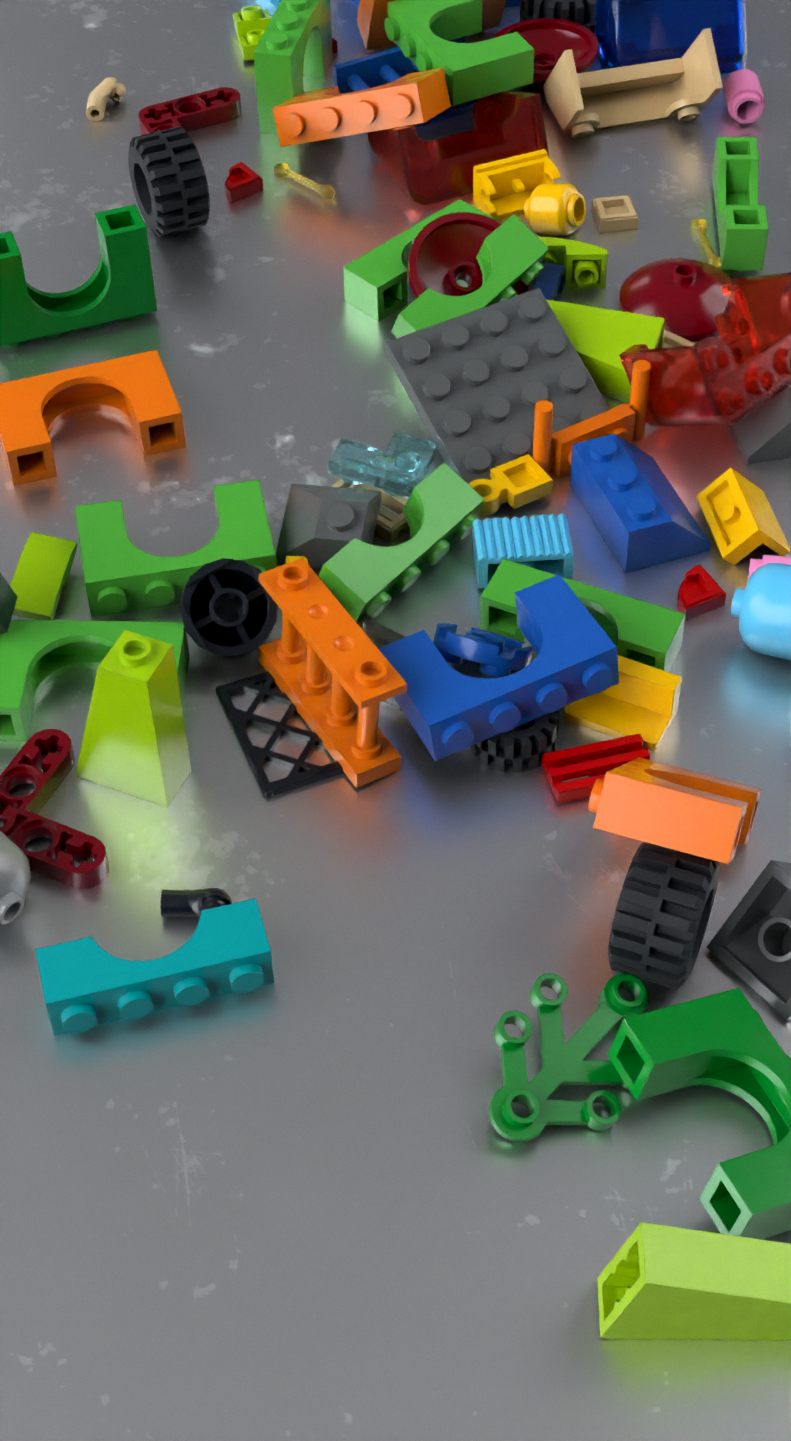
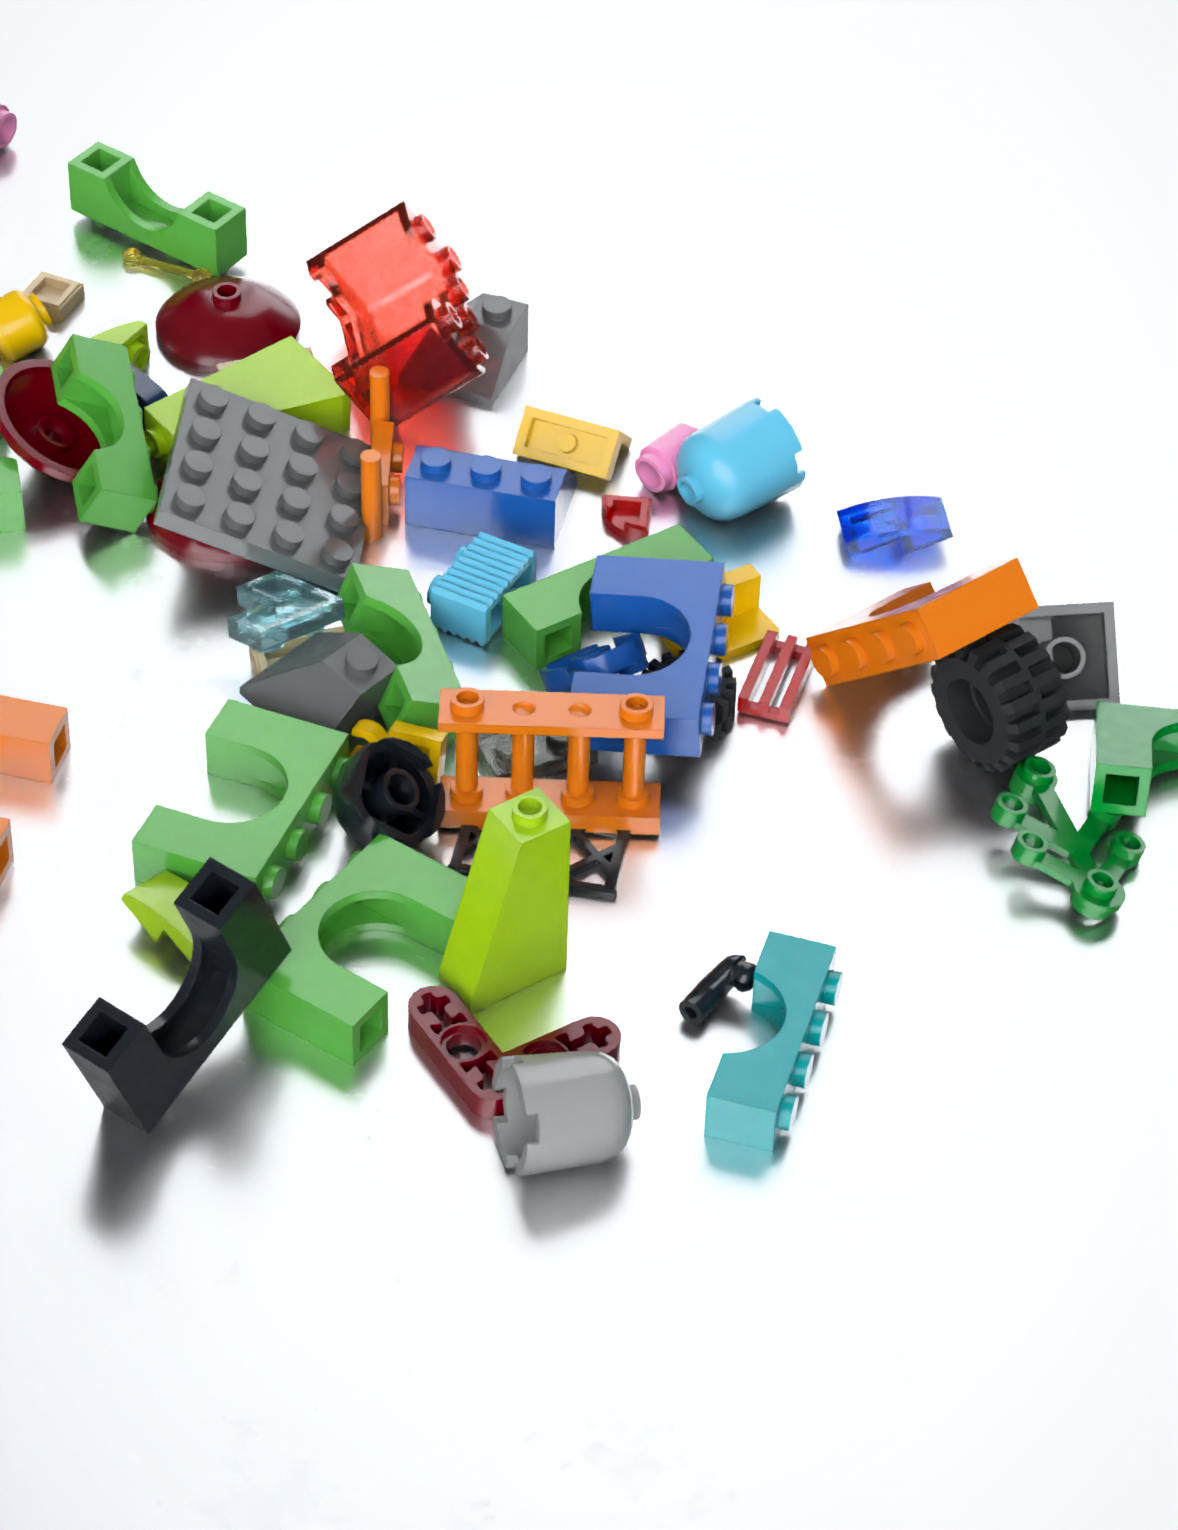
camera: 60 degrees left, 5 degrees down
(513, 482) = (385, 543): yellow plate -> none

